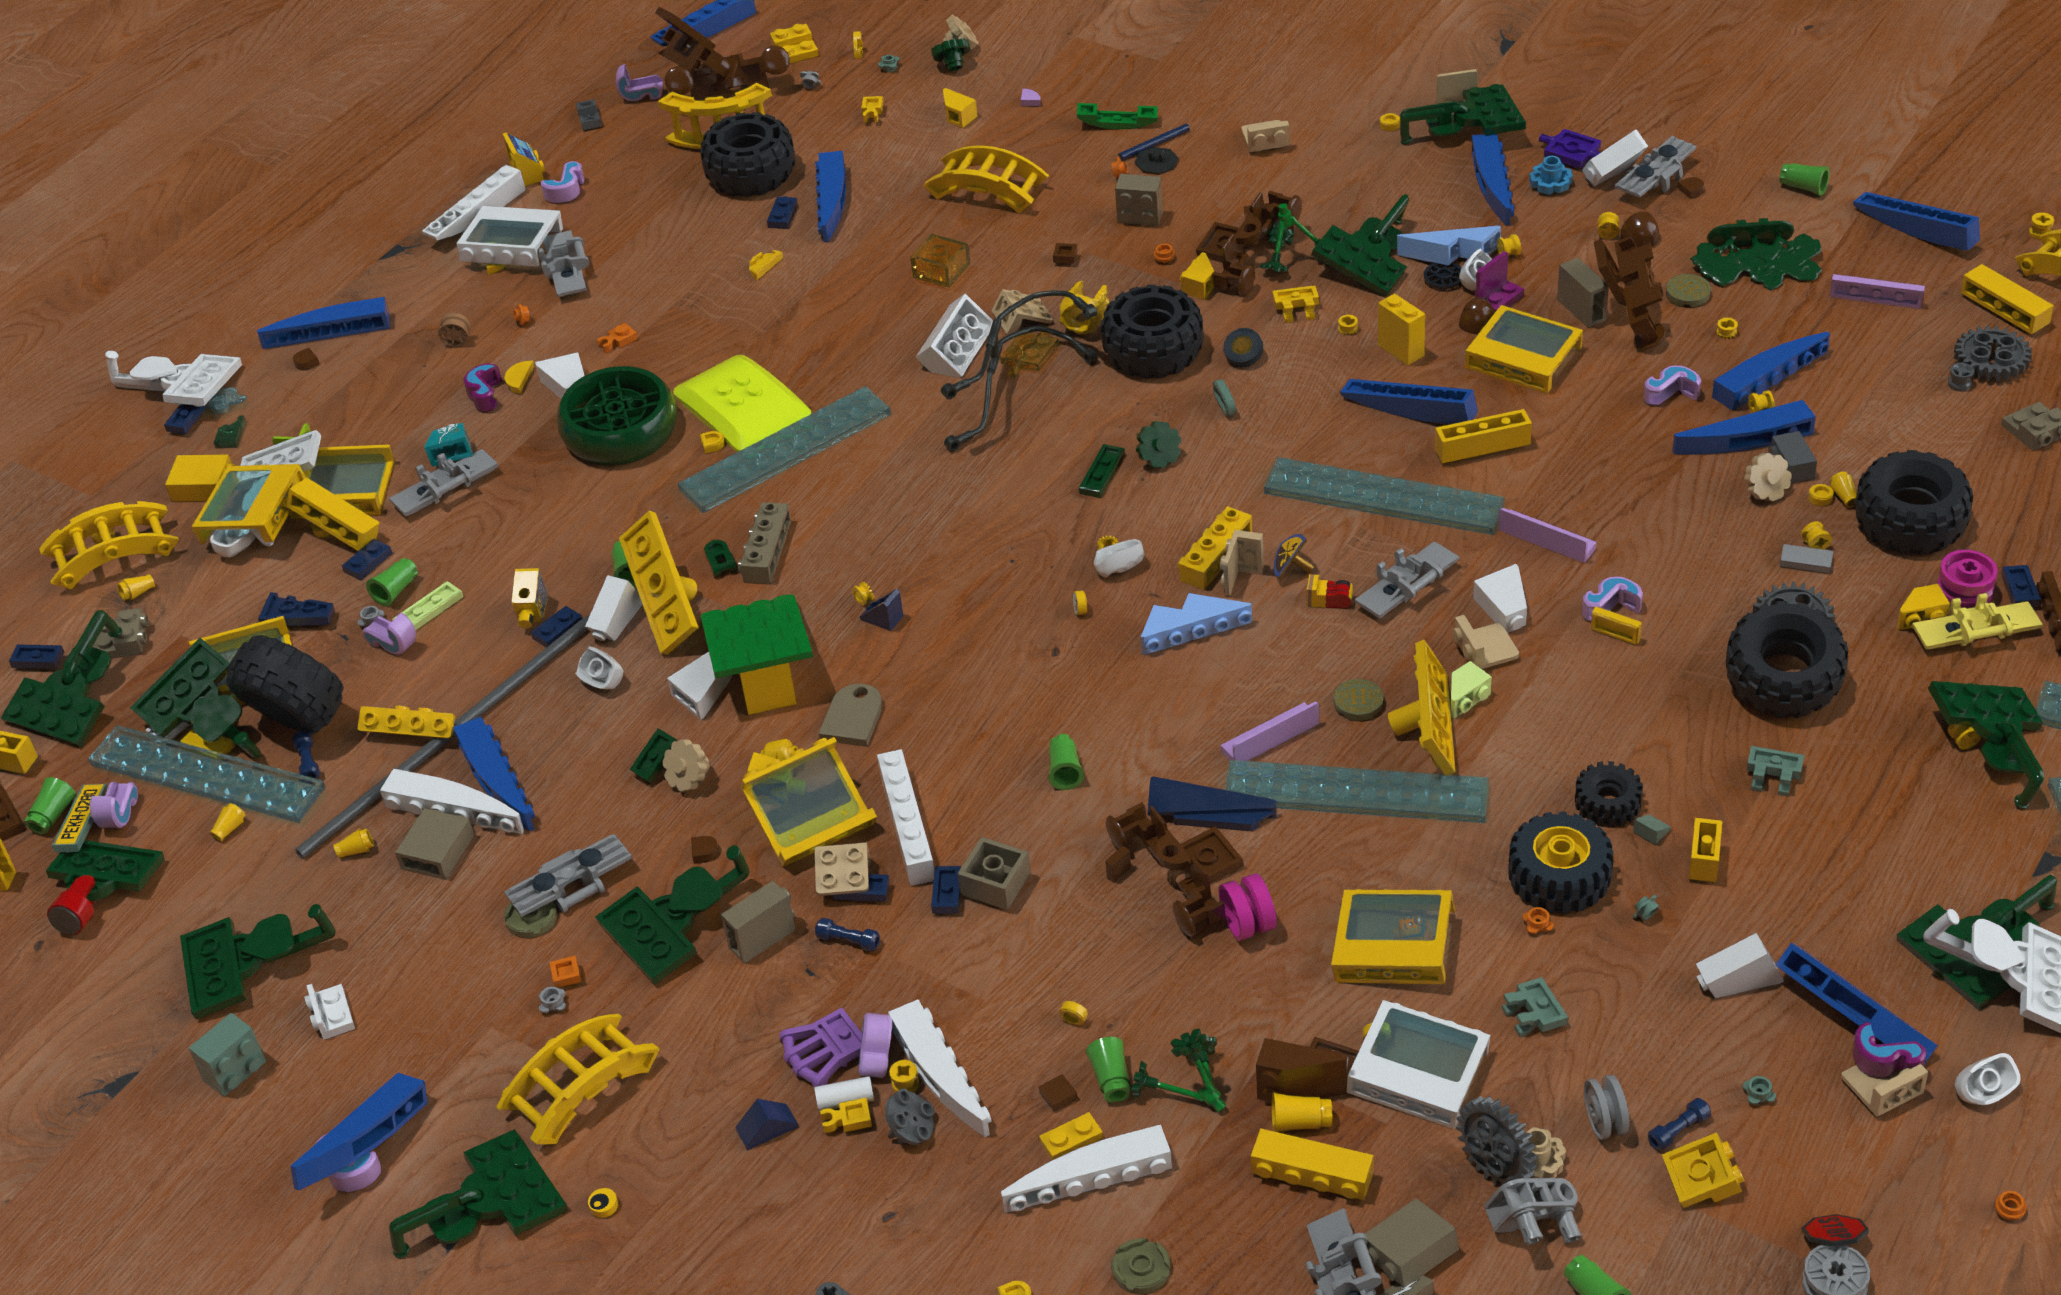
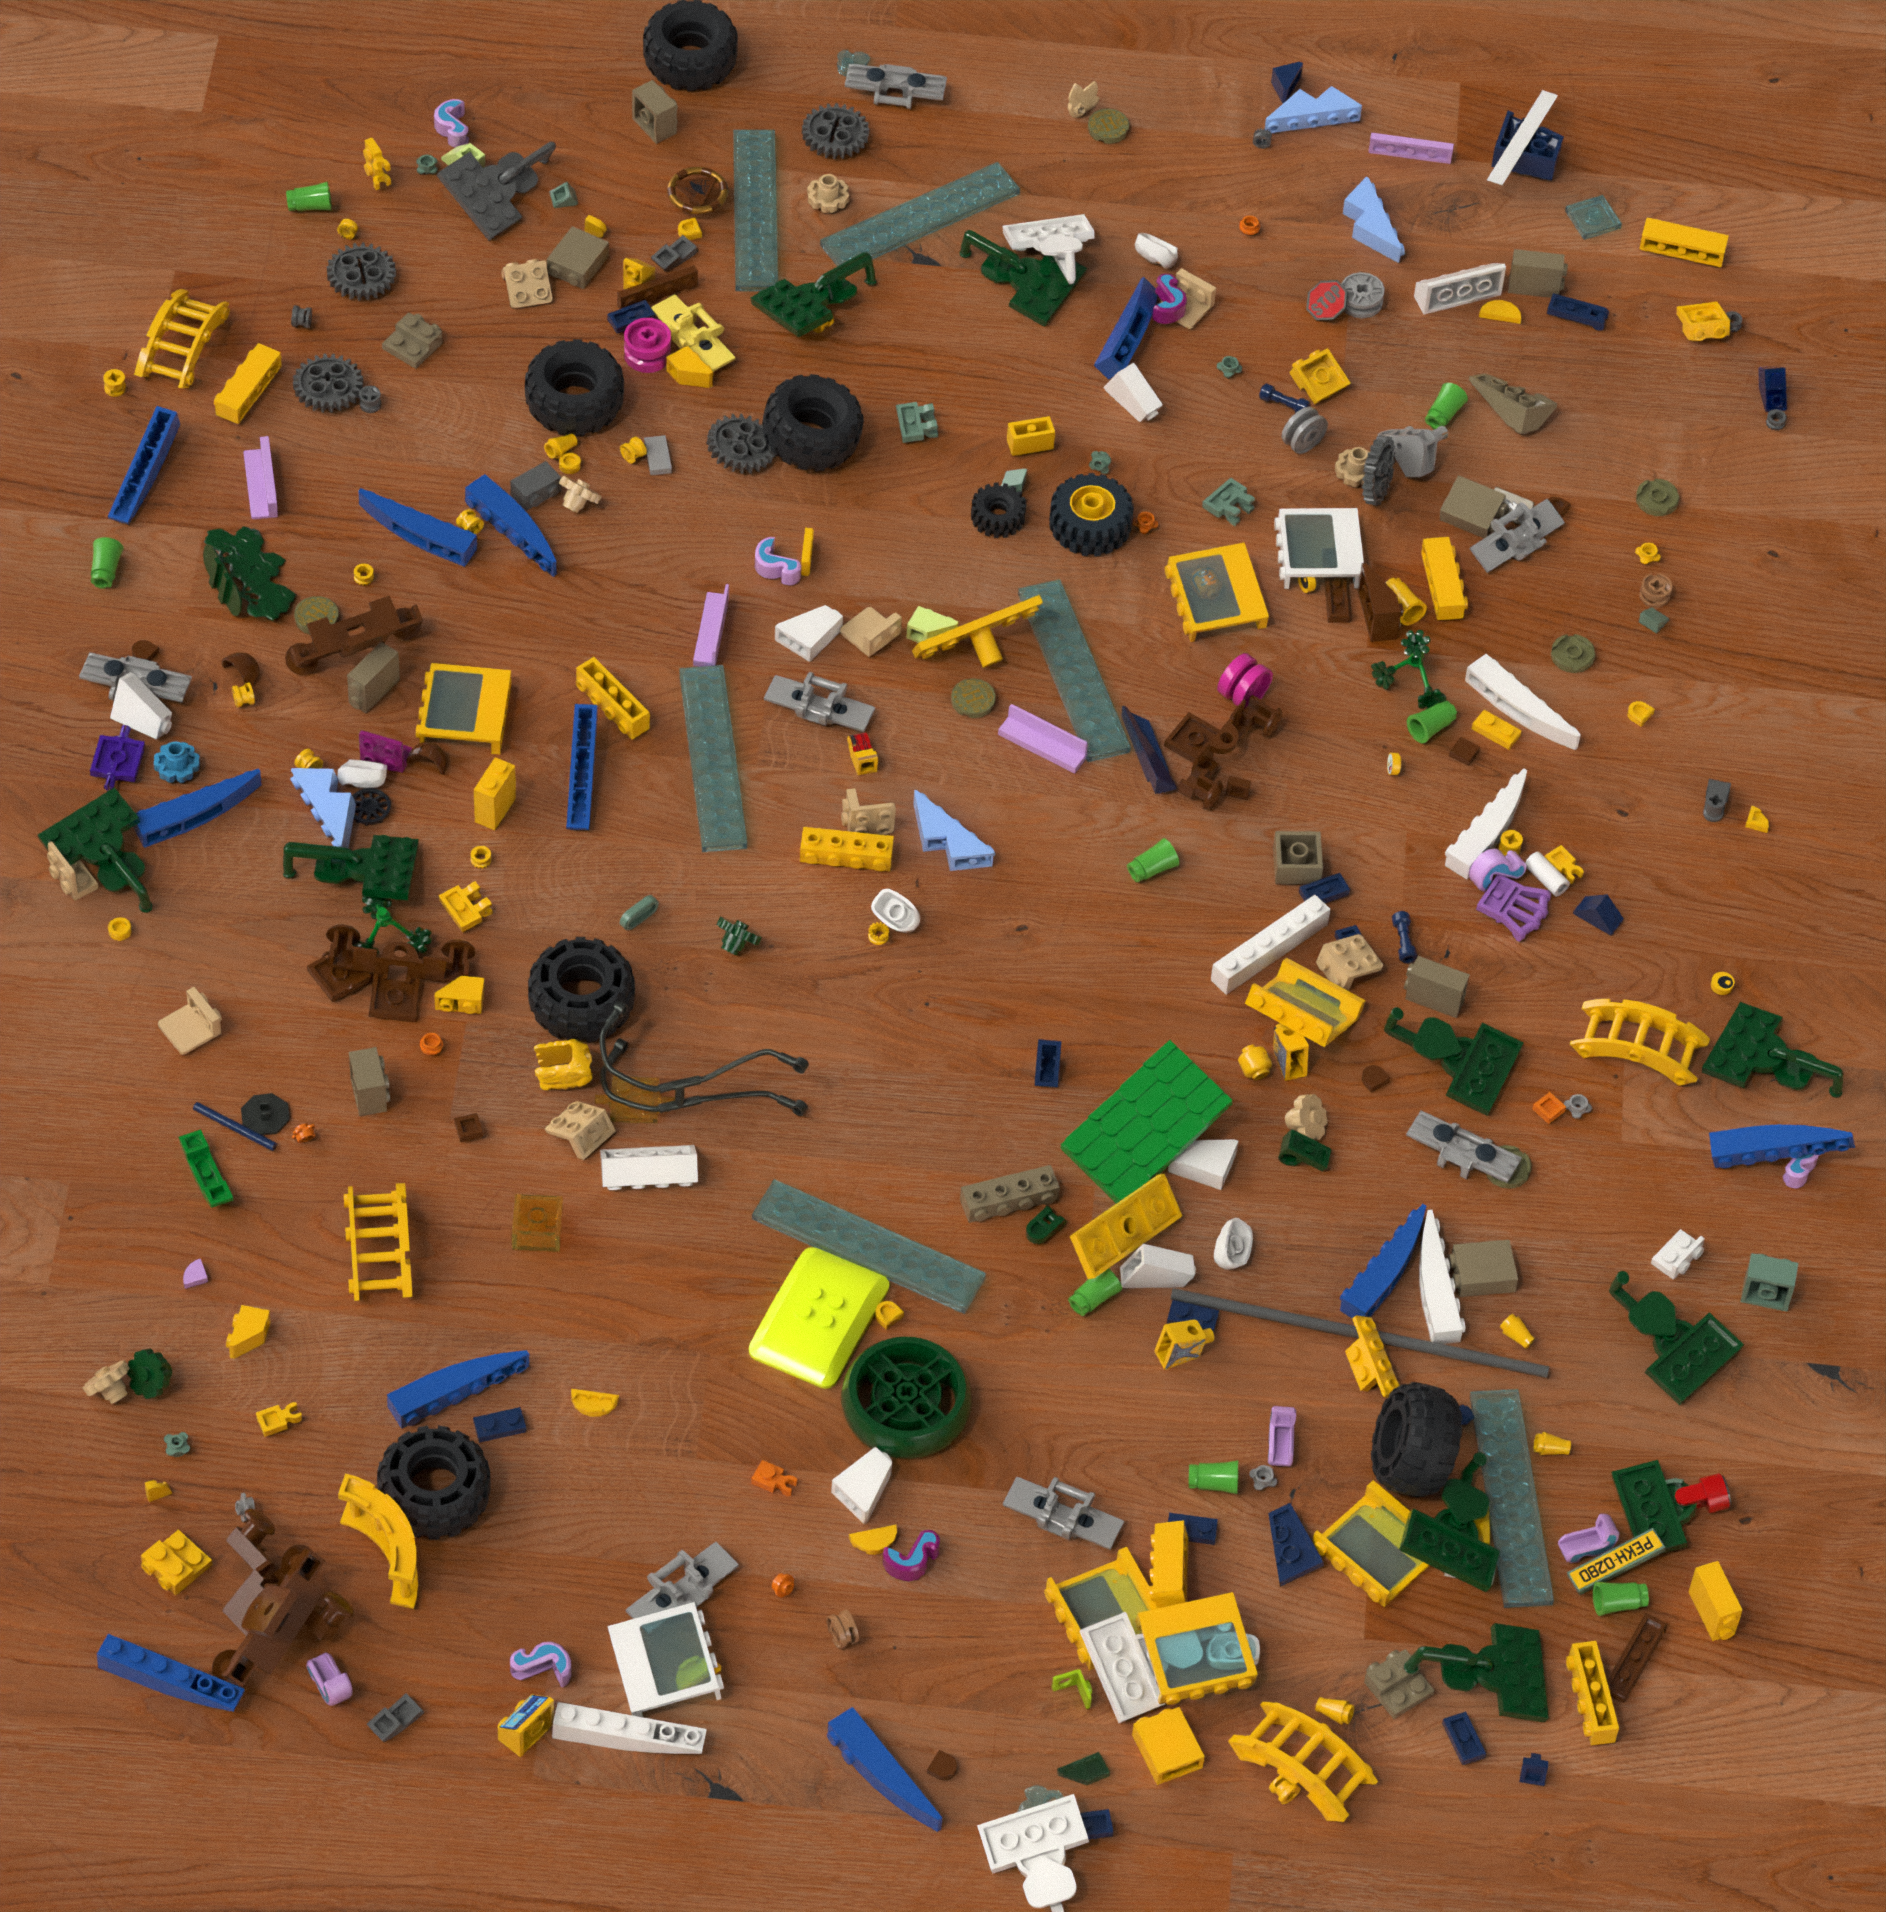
camera: 125 degrees left, 10 degrees up
(433, 604) = (1224, 1439): yellowish green tile -> none
(449, 440) = (1012, 1531): teal torso -> none
(852, 718) = (1185, 1031): dark tan tile -> none
(862, 593) = (1034, 1089): yellow bush -> none
(909, 1117) = (1551, 817): dark grey plate -> none
(1079, 602) = (963, 923): yellow tile -> none
(1101, 471) = (778, 977): dark green tile -> none
(1243, 347) = (560, 920): black wheel -> none
(1289, 552) = (831, 789): shield -> none
(1670, 381) = (472, 593): lavender animal -> none

